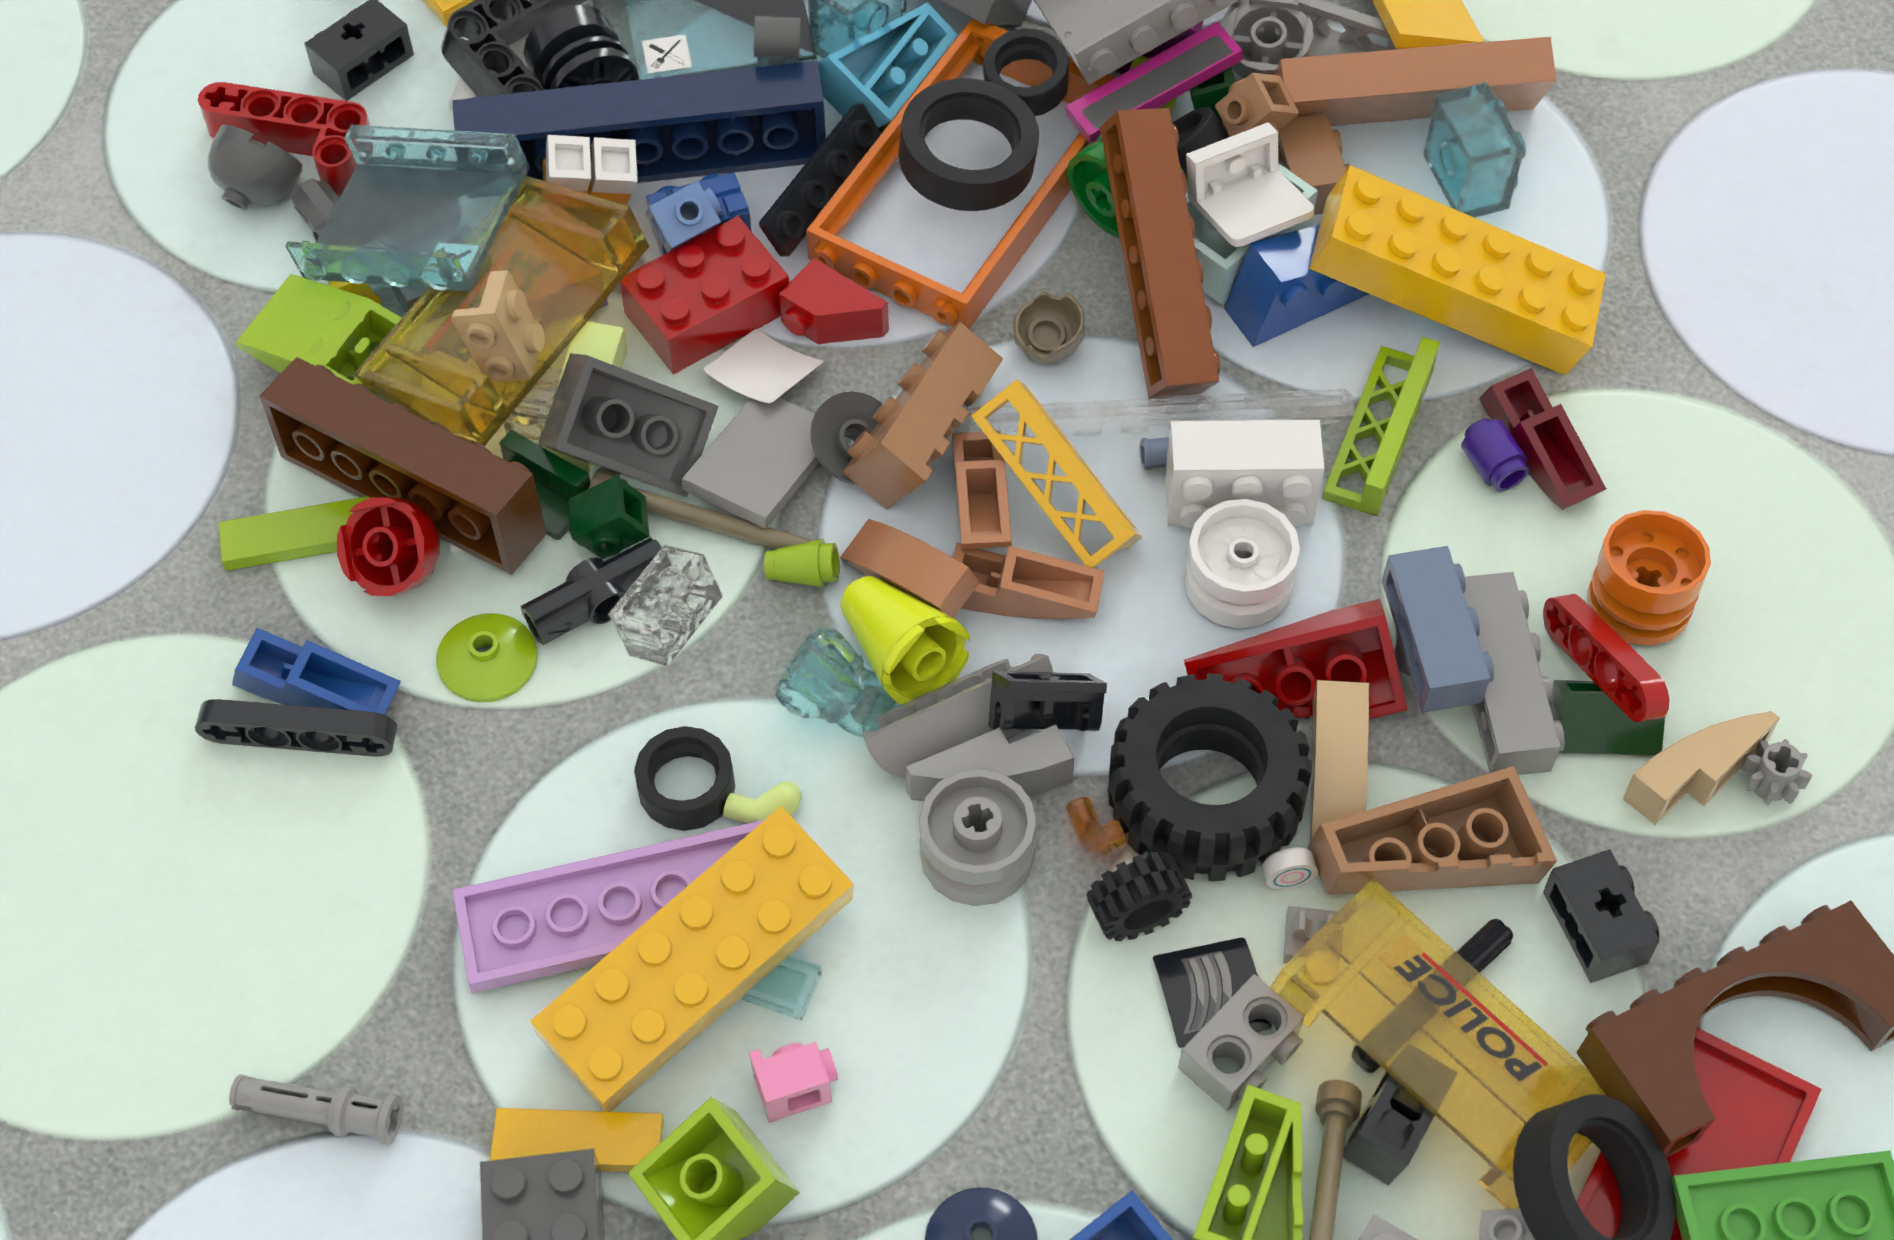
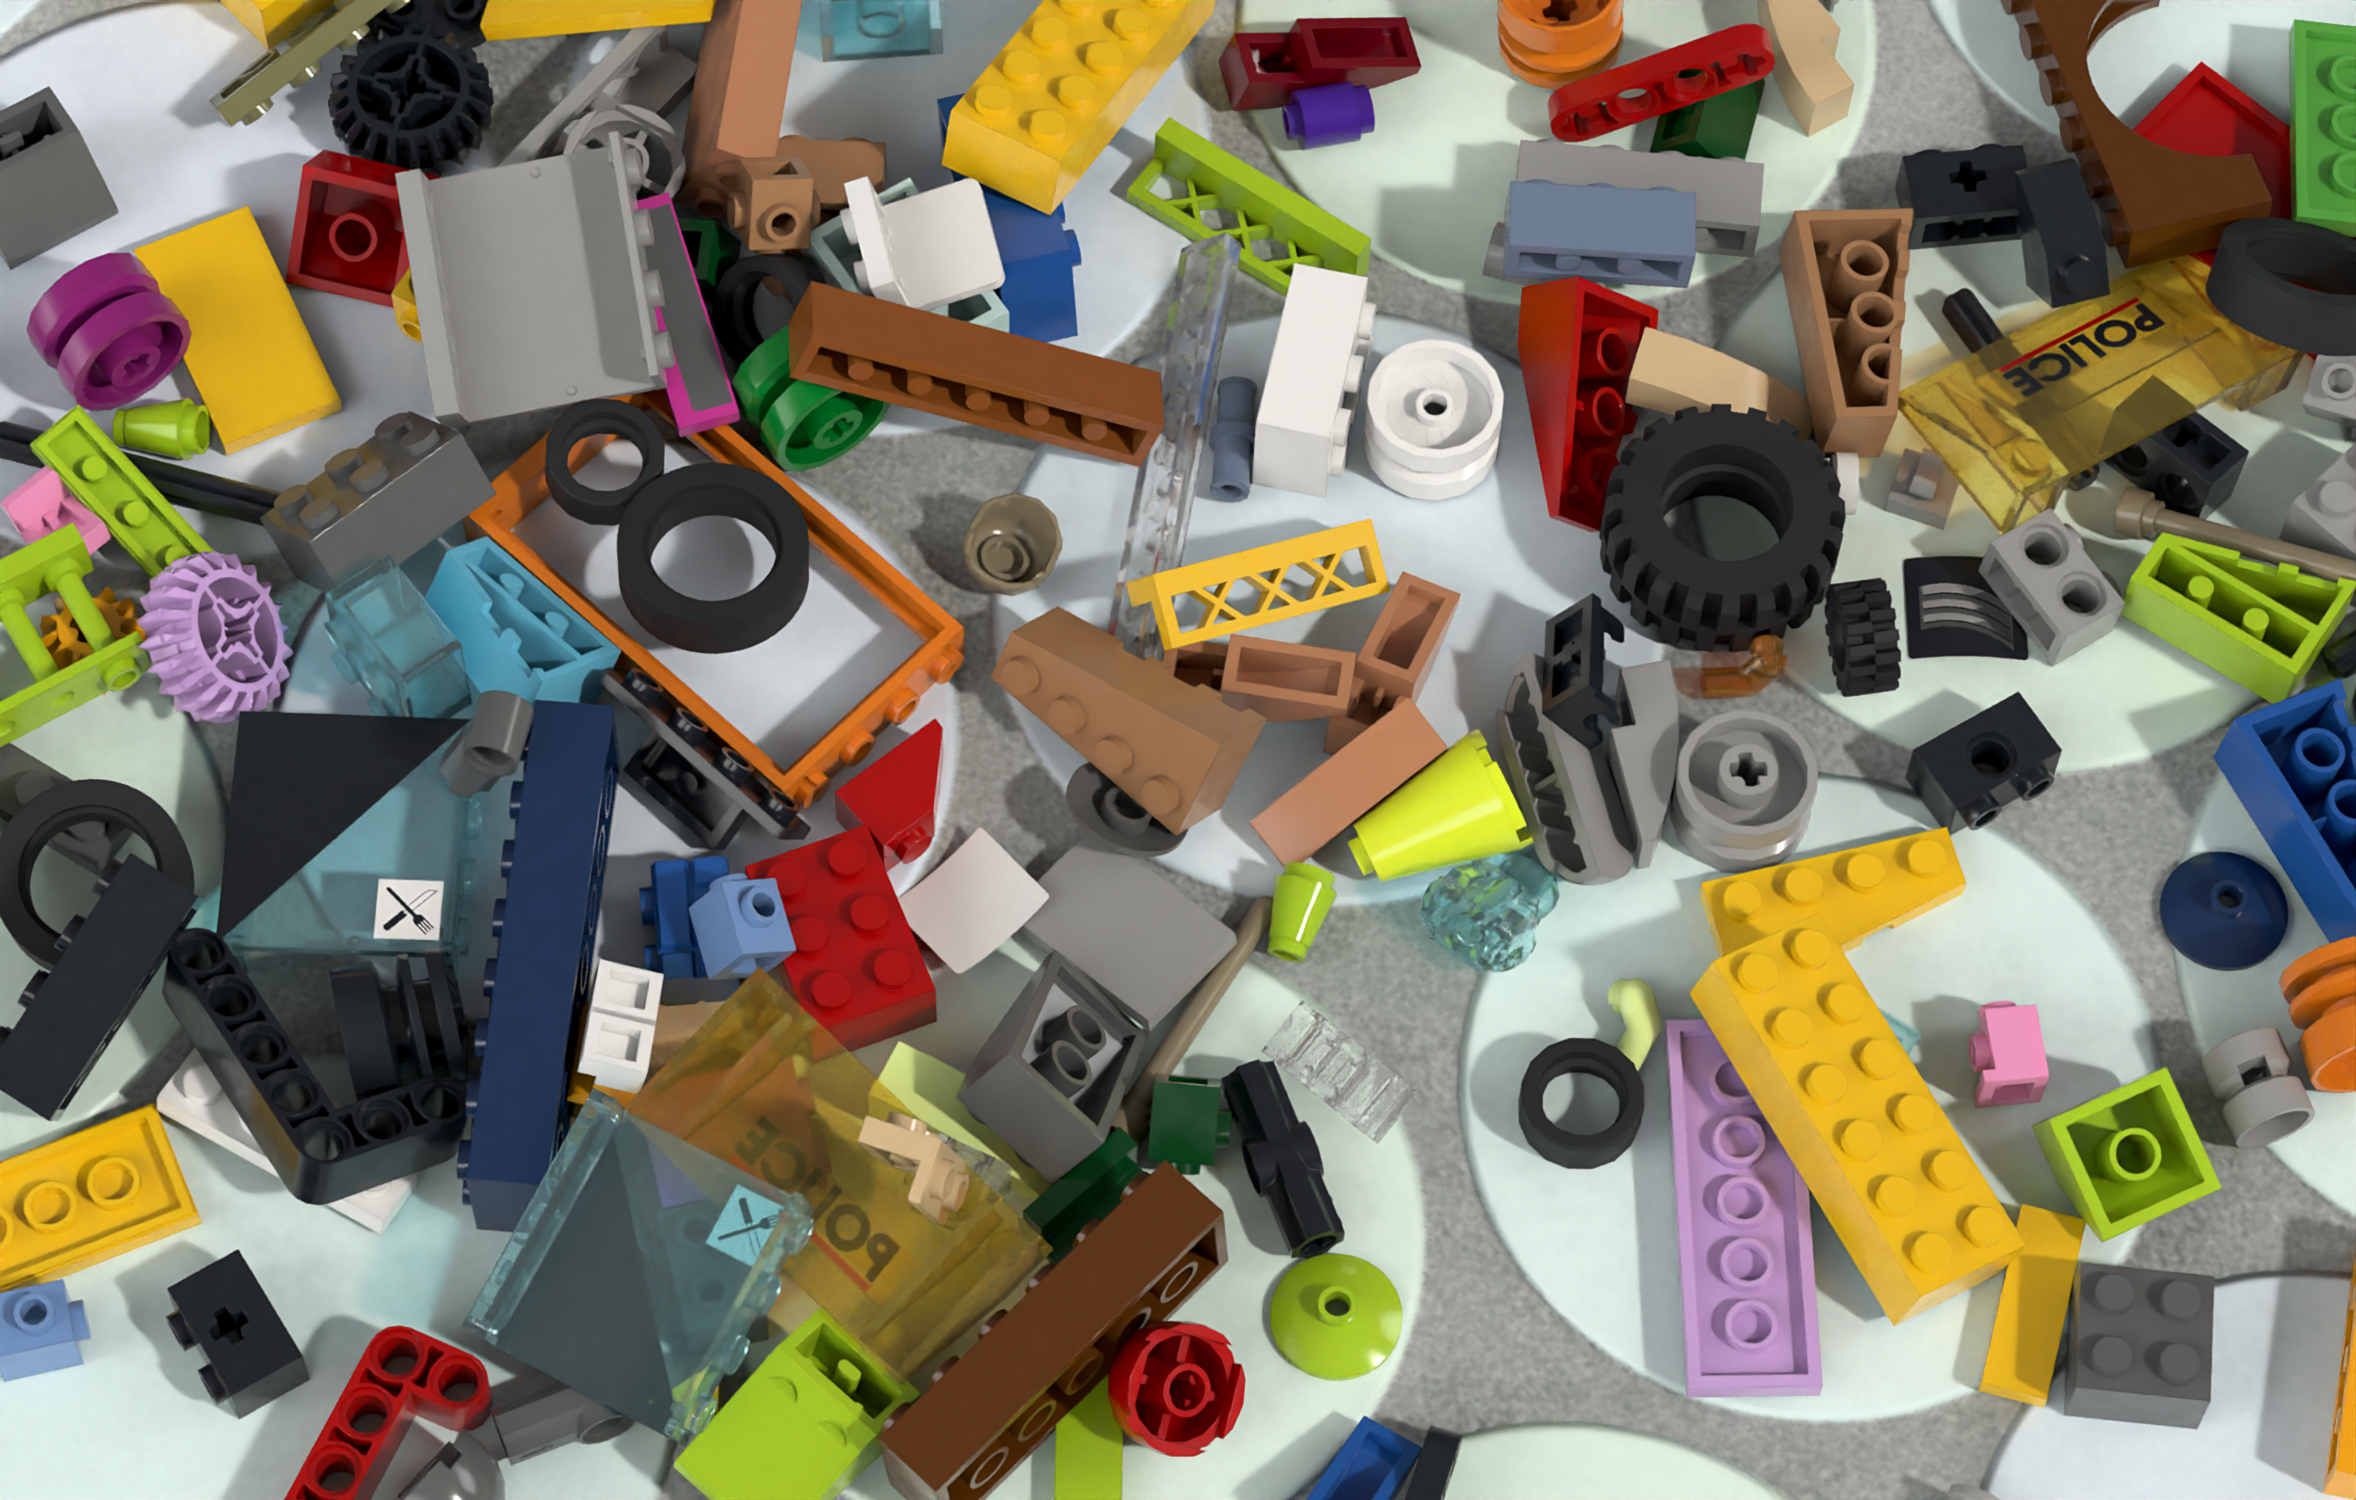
camera: 80 degrees left, 5 degrees up
(910, 932) = (1850, 889): none -> yellow wing
(1046, 989) = (2001, 736): none -> black brick
(1579, 984) = (2060, 235): none -> black slope

